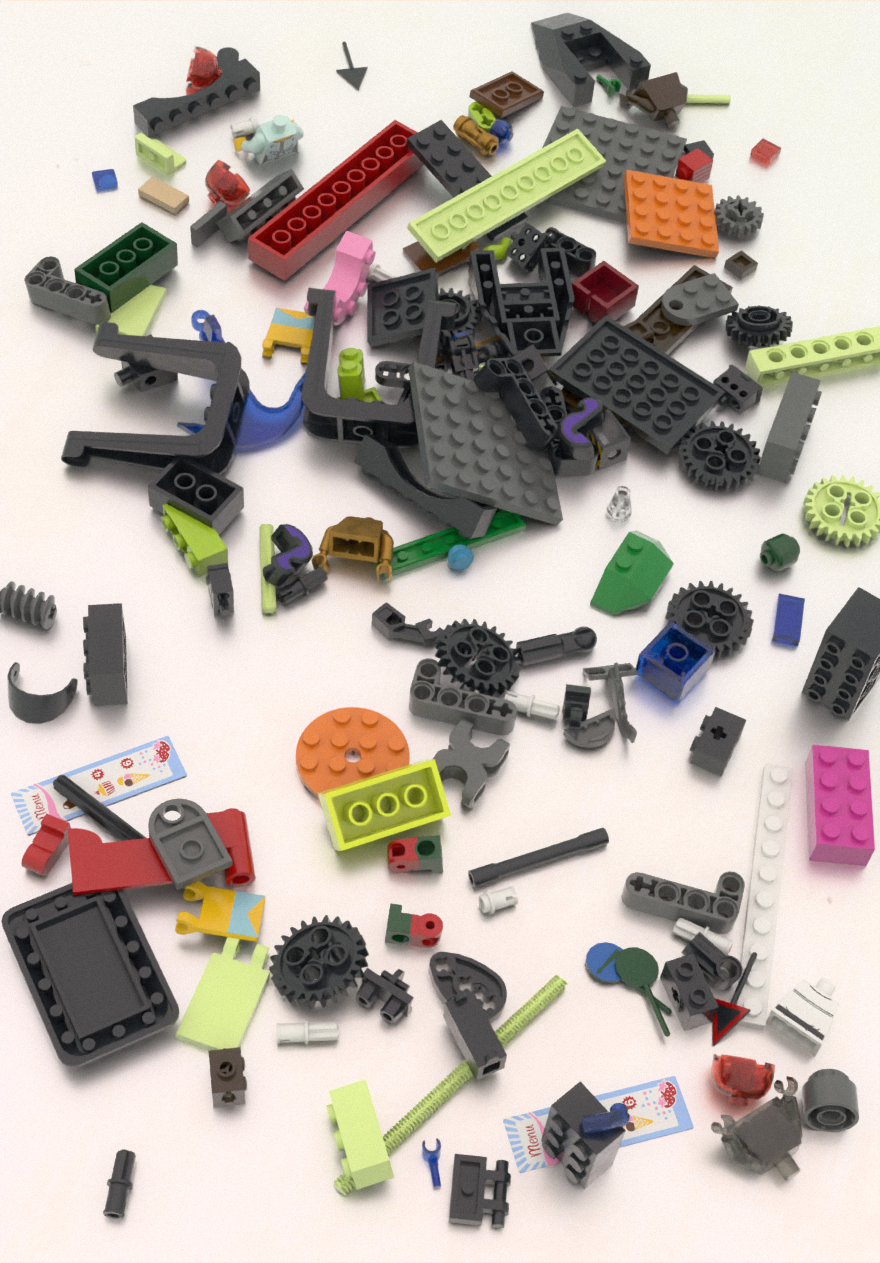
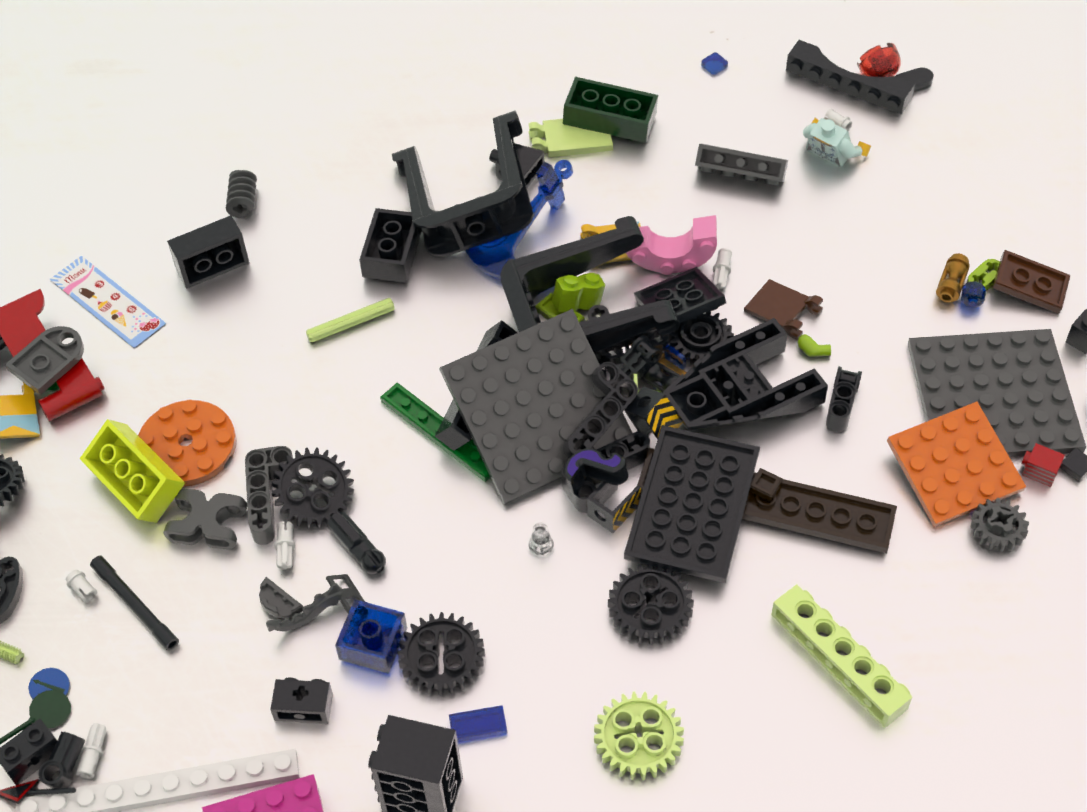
camera: 75 degrees right, 0 degrees up
(34, 707) = (161, 215): black piece -> none
(46, 845) = (48, 285): red leg -> none
(50, 289) = (560, 78): dark grey beam -> none
(95, 809) = (81, 300): black axle -> none
(158, 154) = (766, 82): yellowish green panel -> none
(163, 195) = (720, 103): tan tile -> none
(198, 541) = (345, 270): lime slope -> none
(206, 225) = (690, 139): dark grey tile -> none
(220, 589) = (303, 295): black piece -> none
(225, 185) = (750, 132): clear red cylinder -> none
(292, 559) = (358, 329): black animal -> none
(302, 585) = (340, 347): black axle -> none
(334, 202) = (791, 210): red brick -> none
(352, 75) = (973, 167): black piece -> none
(357, 540) = (396, 363): pearl gold torso -> none
(413, 929) = (33, 534): leg -> none
(415, 854) = (103, 516): leg -> none
(419, 632) = (336, 413): black piece -> none
(454, 166) = (875, 288): black plate -> none
(460, 557) = (421, 441): dark azure plate -> none
(505, 195) = (877, 322): yellowish green plate -> none
(527, 246) = (825, 360): black piece -> none
(576, 705) = (295, 576): black piece -> none
(604, 293) = (798, 441): dark red piece -> none
(632, 574) = (471, 575): green wedge -> none
(682, 896) = (122, 719): dark grey beam -> none
(698, 301) = (843, 522): dark grey plate -> none
(737, 388) = (748, 593): black piece -> none
(741, 265) = (935, 550): dark brown tile -> none
(759, 326) = (843, 585): black gear -> none
(779, 552) = (550, 689): dark green head -> none
(790, 427) = (712, 648): dark grey brick -> none

